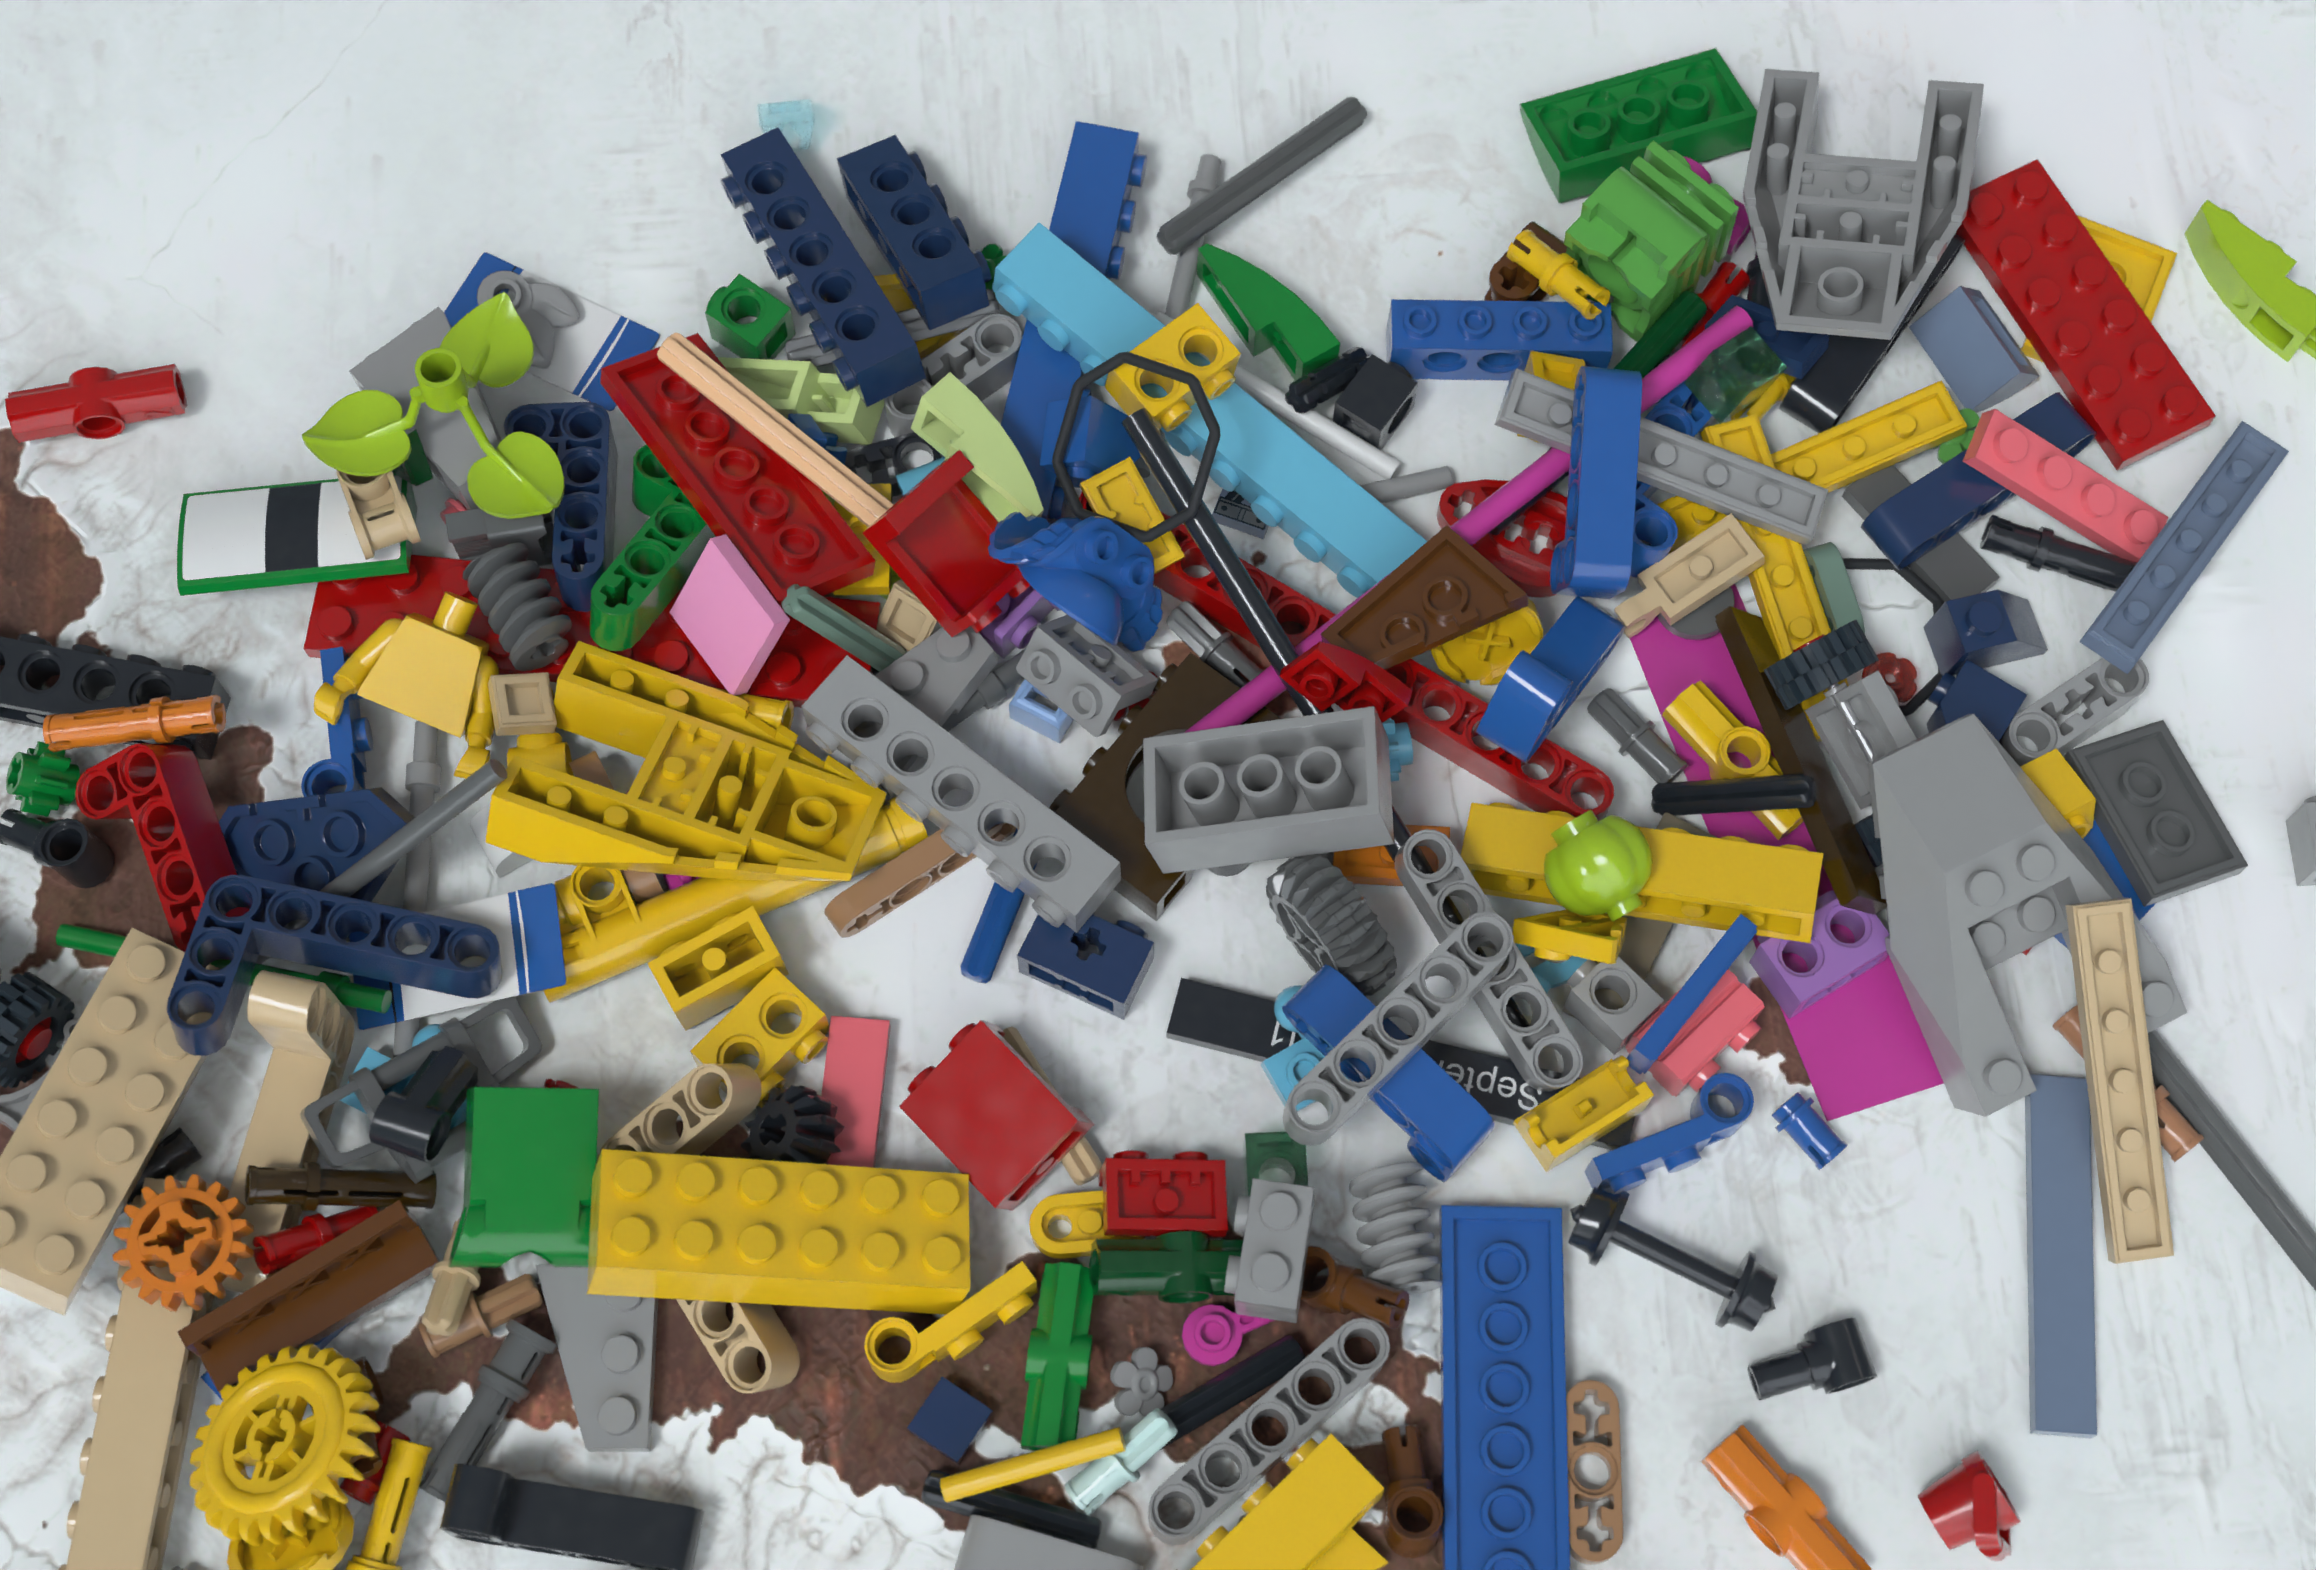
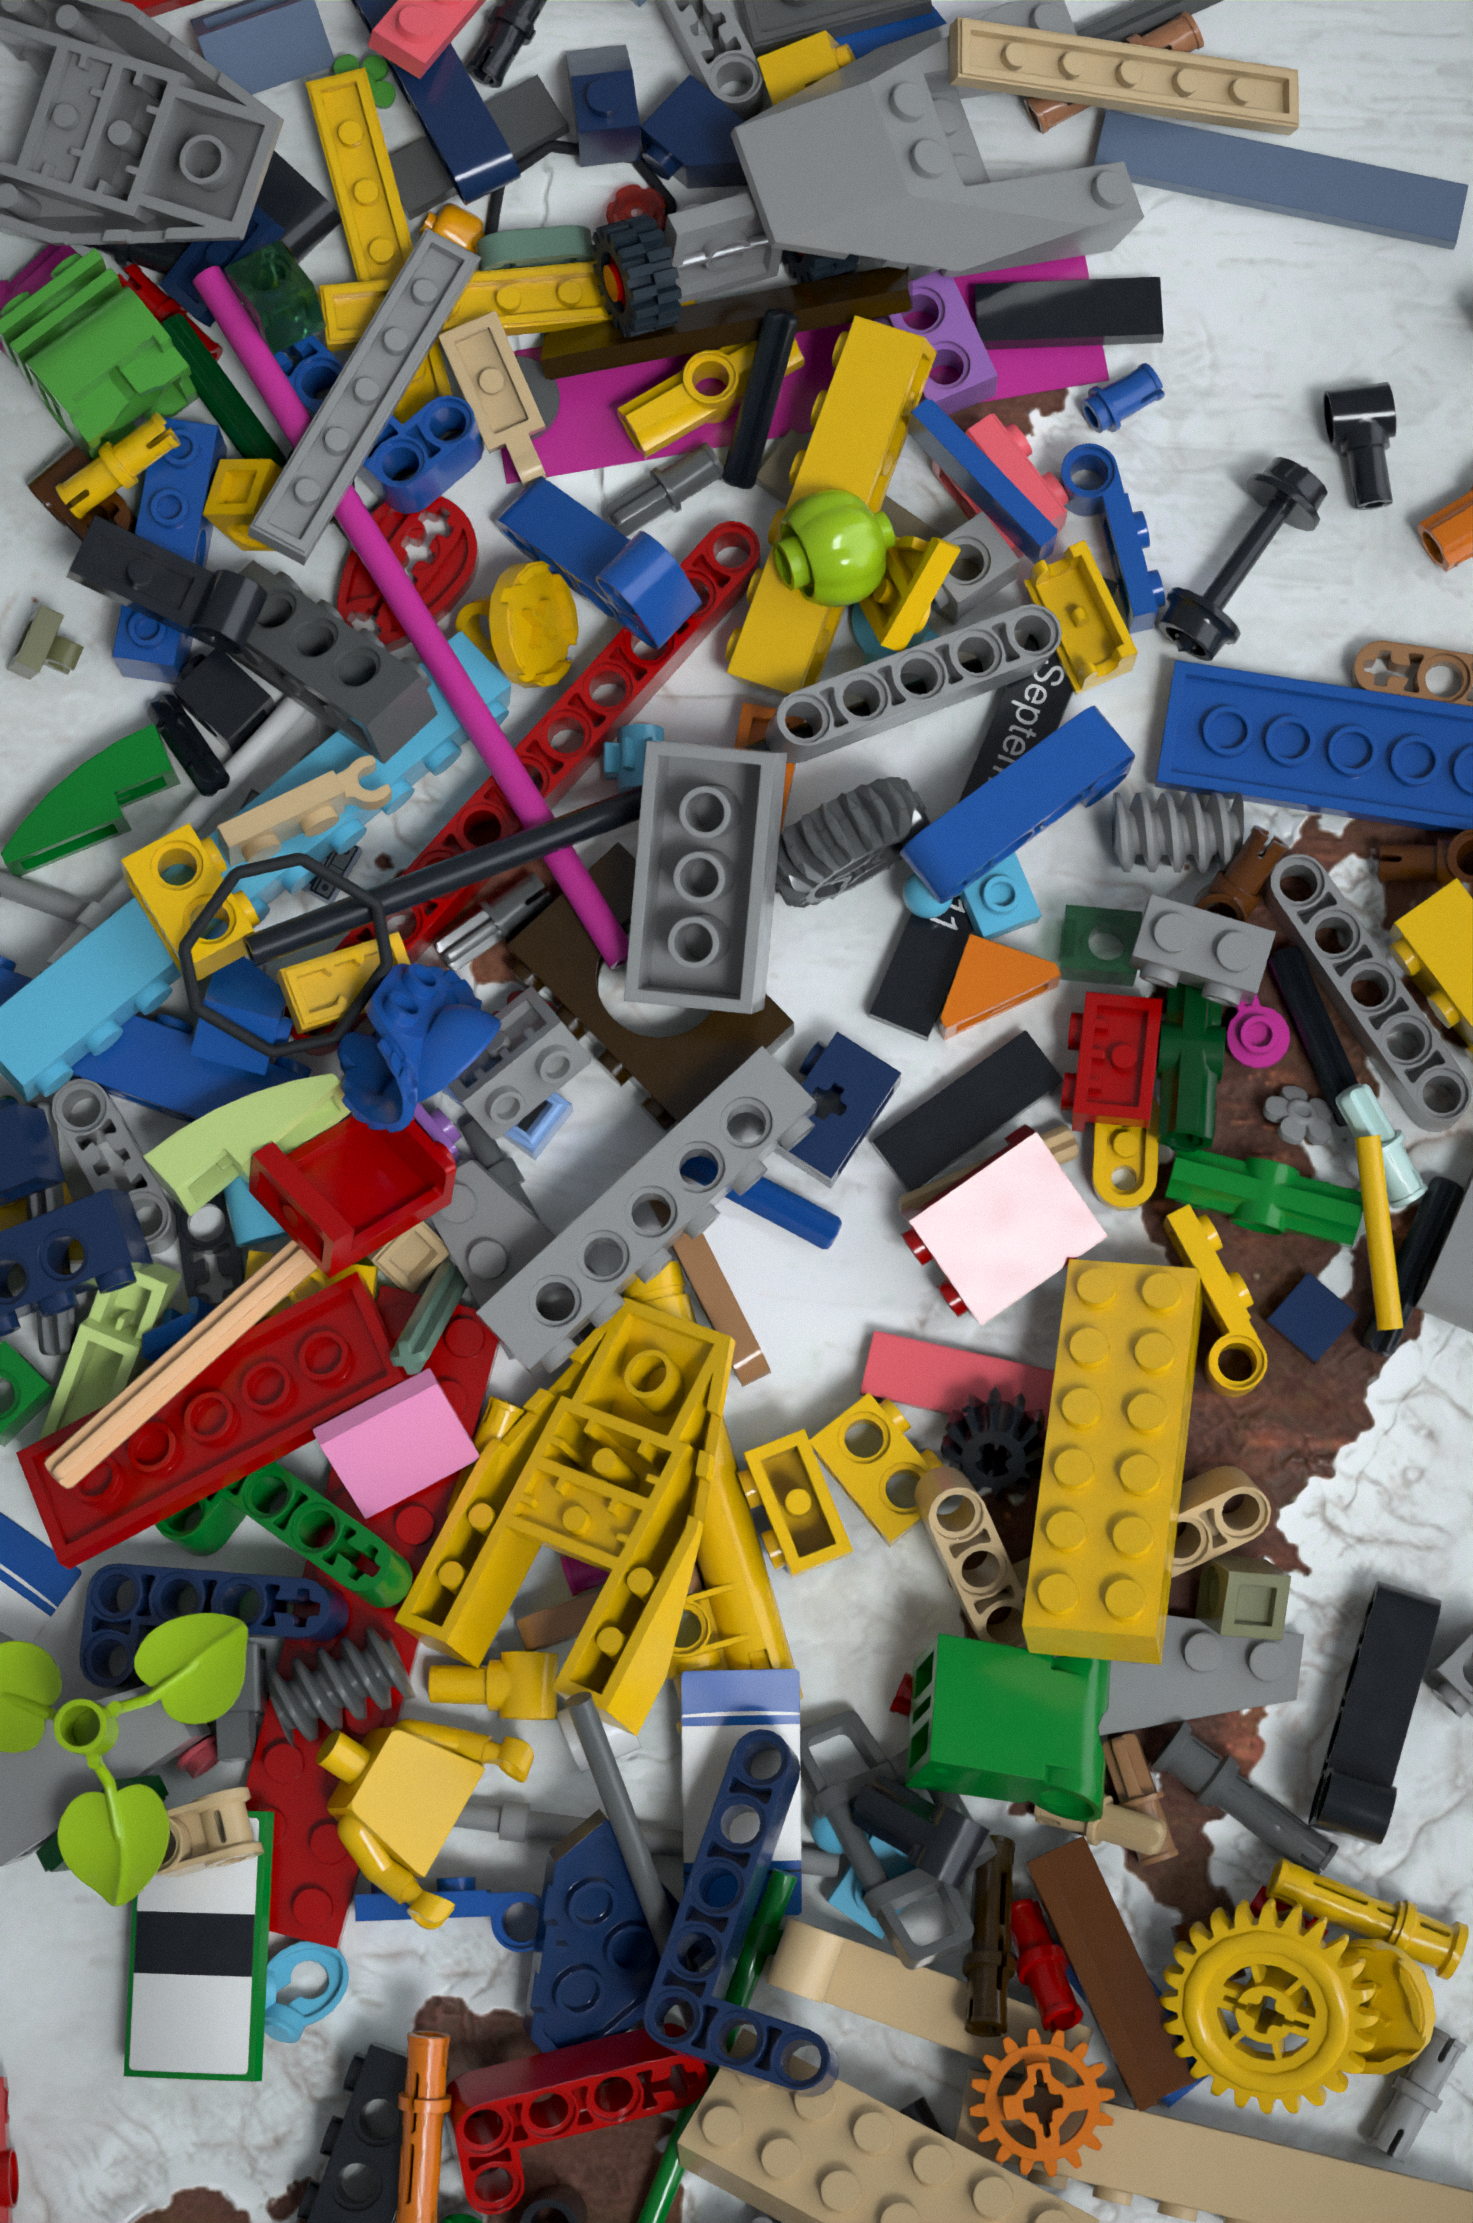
camera: 75 degrees left, 10 degrees up
(241, 622) = (288, 2021): none -> medium azure piece
(522, 704) = (458, 1692): tan tile -> none
(671, 1380) = (1243, 1597): none -> olive brick
(1103, 1079) = (967, 1112): none -> black tile
(1222, 1076) = (992, 982): none -> orange slope
(1272, 450) = (305, 810): none -> tan plate
(1339, 676) = (592, 769): red slope -> none
(1397, 254) = (42, 646): none -> olive tile
(1412, 1003) = (994, 749): light grey beam -> none
(1414, 460) = (334, 669): none -> dark grey brick
(1426, 602) = (510, 679): reddish brown wing -> none
(1455, 319) = (168, 588): none -> black plate
(1601, 485) = (400, 462): blue beam -> none
(1840, 528) = (455, 225): none -> light orange piece
(1882, 1072) = (1069, 313): none -> black tile

